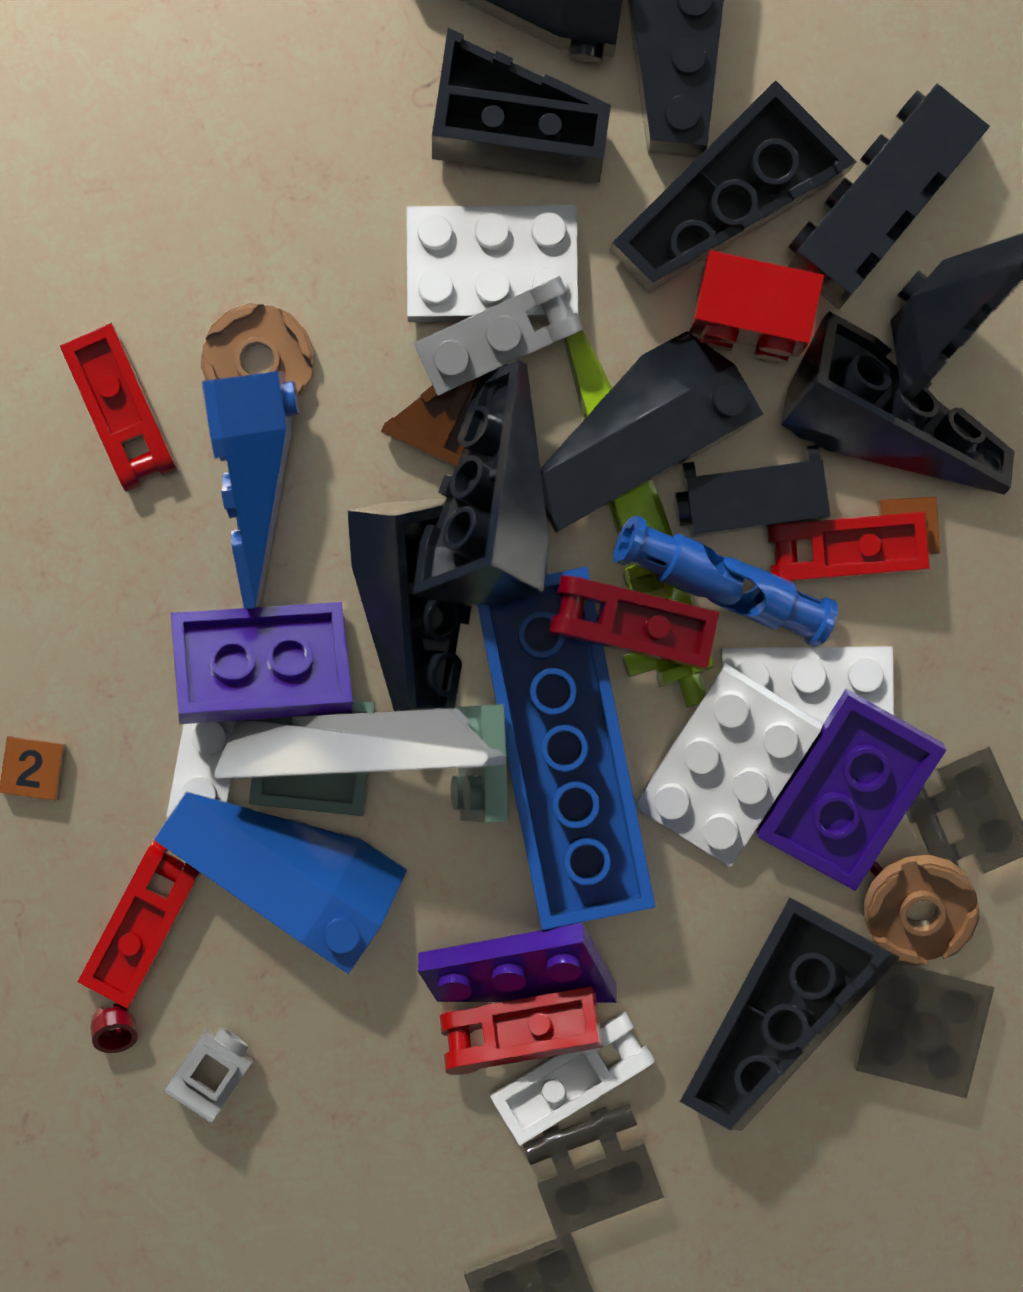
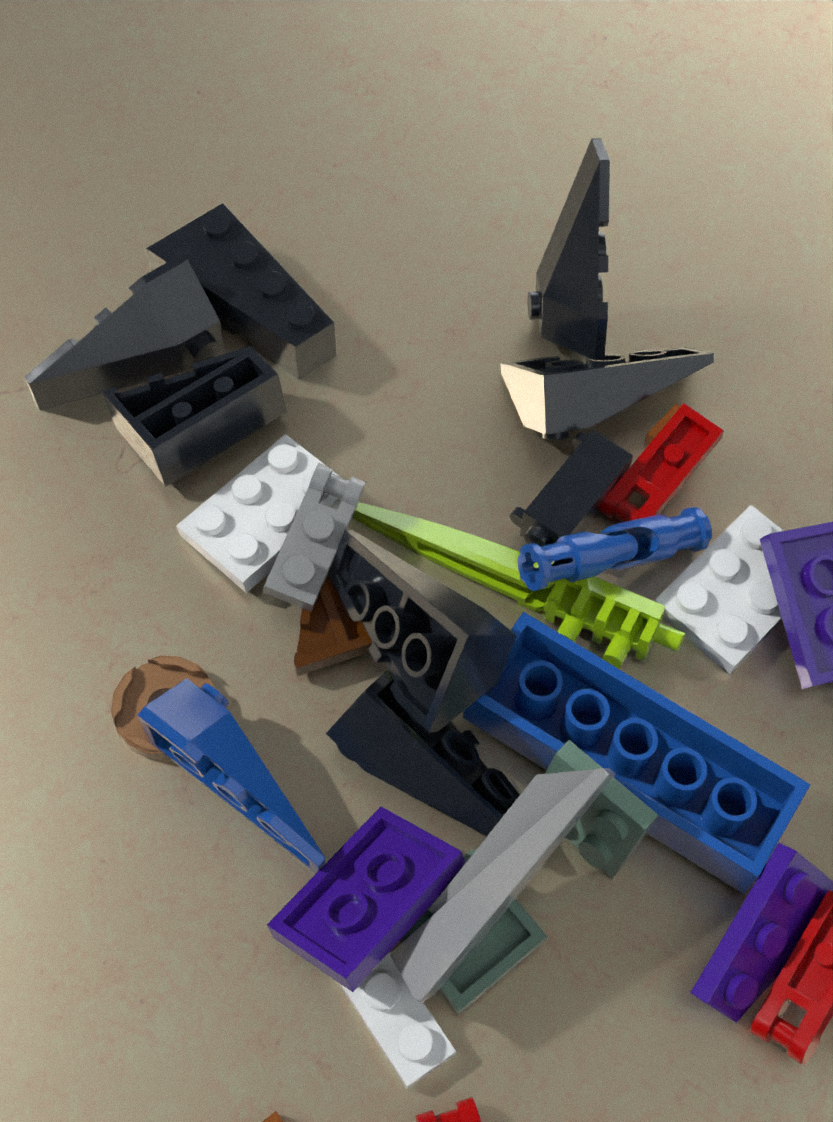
camera: 50 degrees left, 25 degrees down
(117, 405) = (90, 823): red plate -> none
(302, 878) = (551, 1028): blue wedge -> none
(636, 622) = (592, 612): dark red plate -> none
(652, 420) = (466, 504): black wedge -> none
(728, 765) = (743, 659): white plate -> none
(742, 180) = (375, 331): black wedge -> none
(755, 306) = (456, 382): red piece -> none
(888, 194) = (467, 278): black wedge -> none

